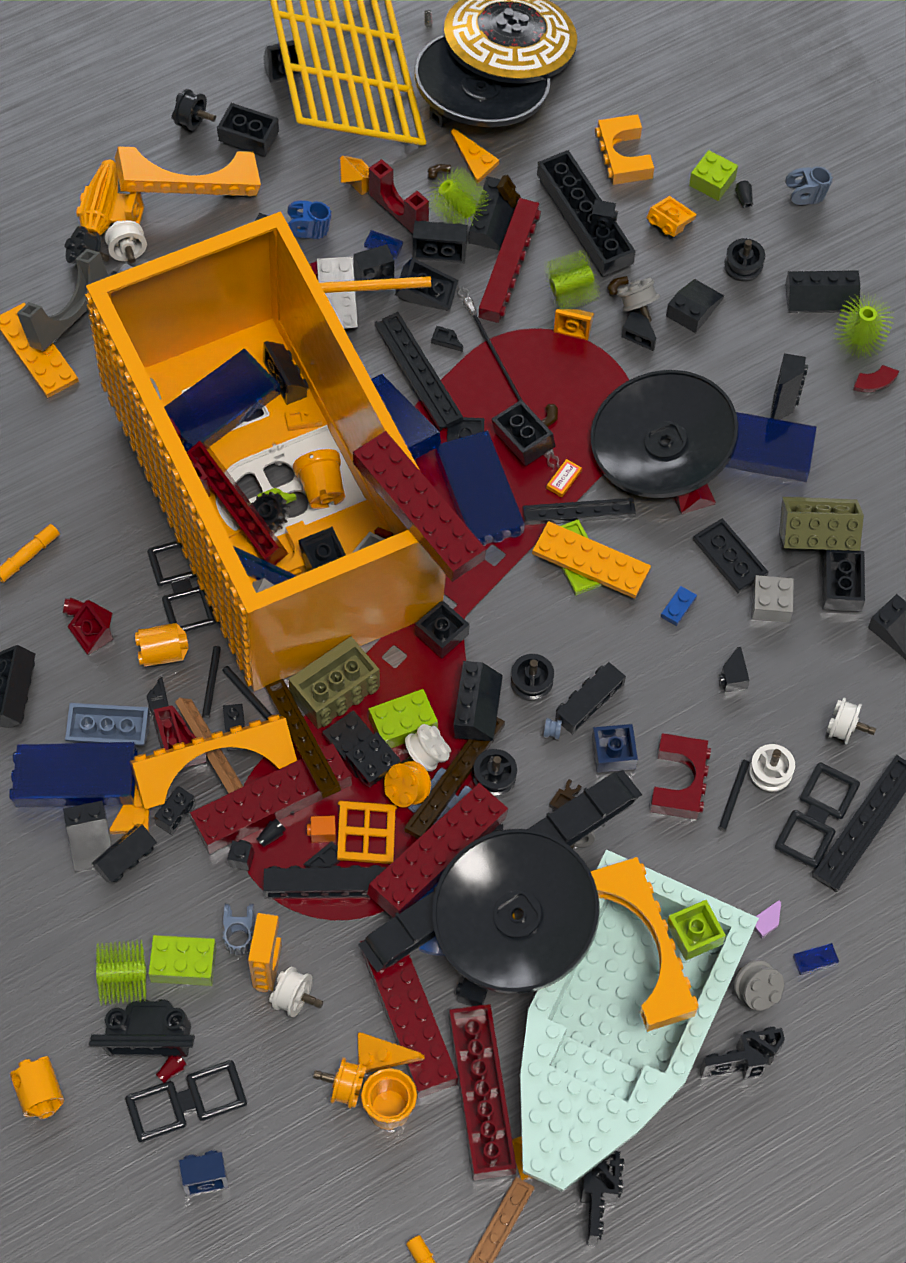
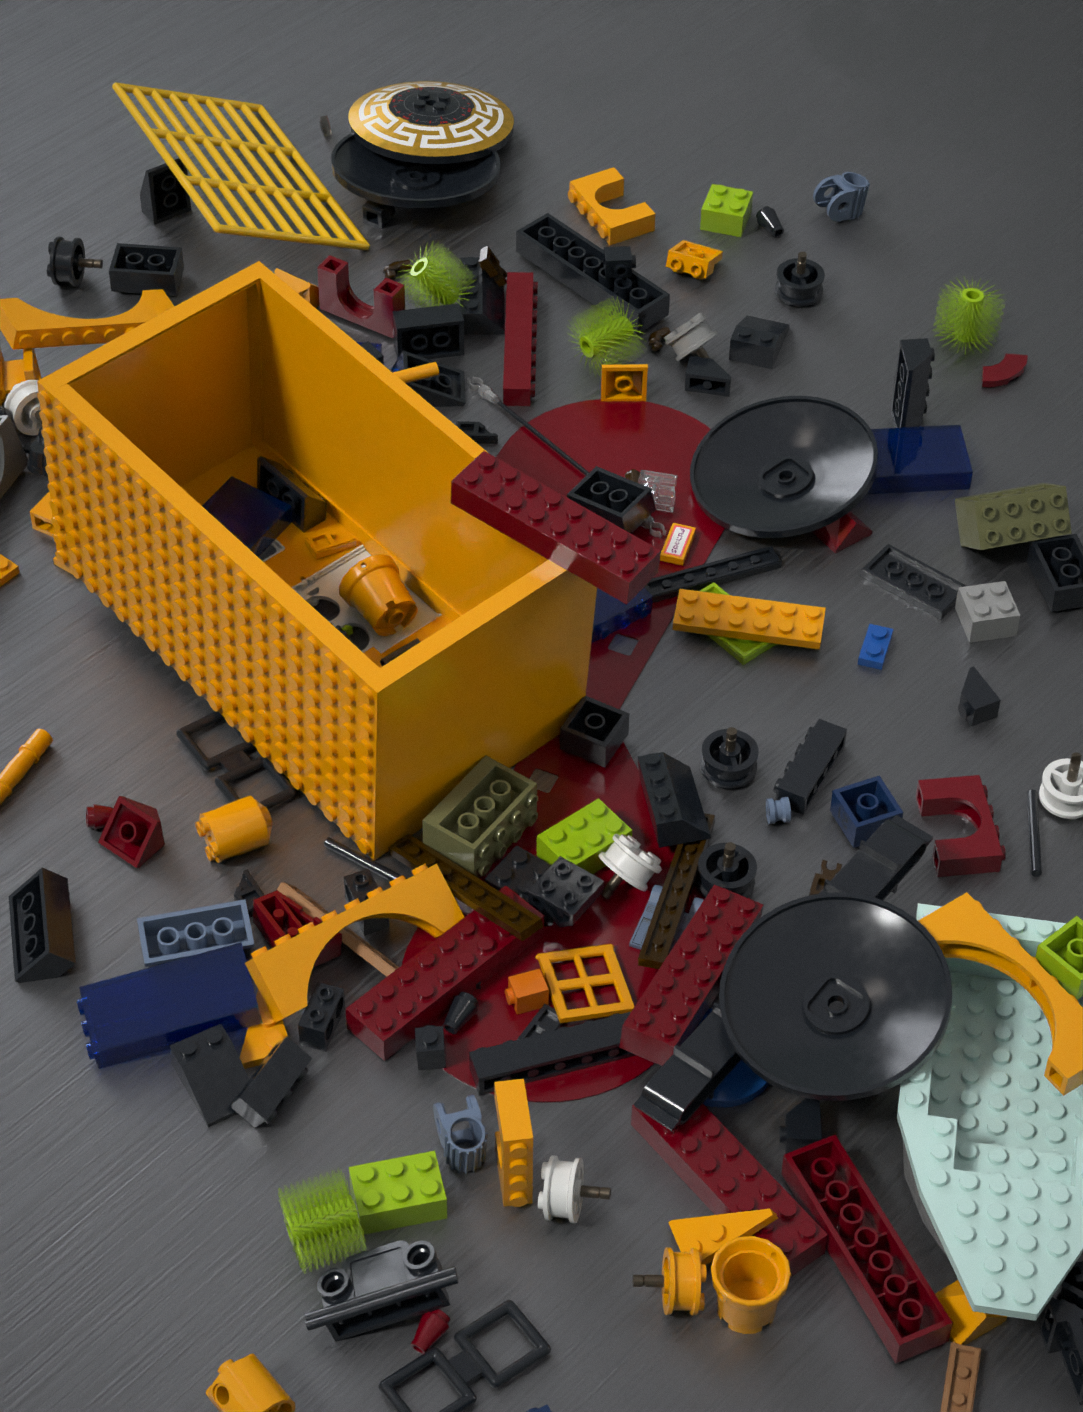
camera: 15 degrees left, 15 degrees down
(211, 682) = (314, 861): black bar -> none
(407, 784) = (621, 908): light orange wheel -> none
(478, 159) = (421, 239): light orange wing -> none
(563, 429) = (654, 481): none -> clear brick
(822, 291) = (902, 295): black slope -> none

